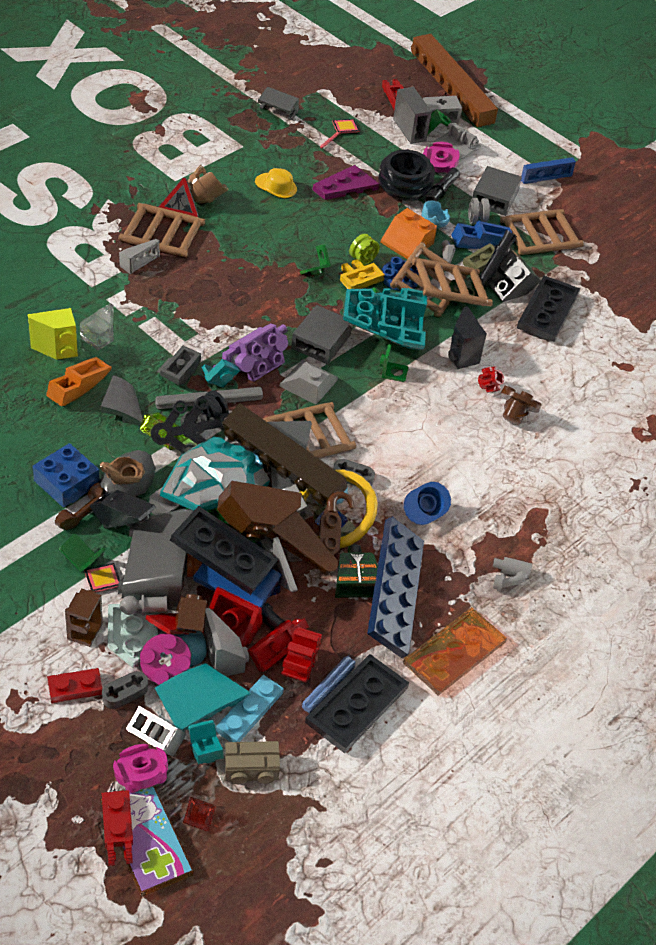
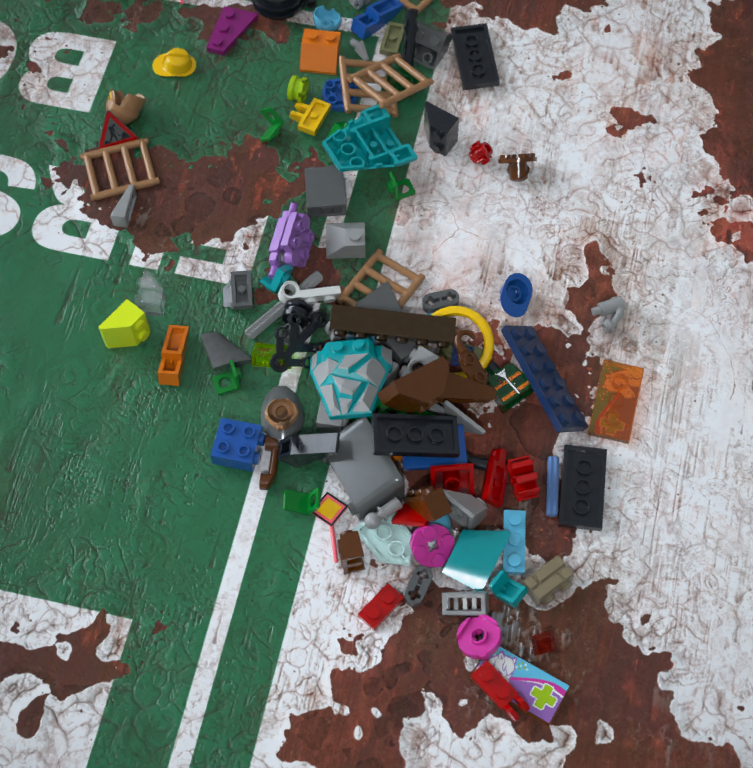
camera: 25 degrees left, 15 degrees up
(115, 424) = (233, 375): none -> green bracket
(233, 396) = (310, 296): none -> white plate

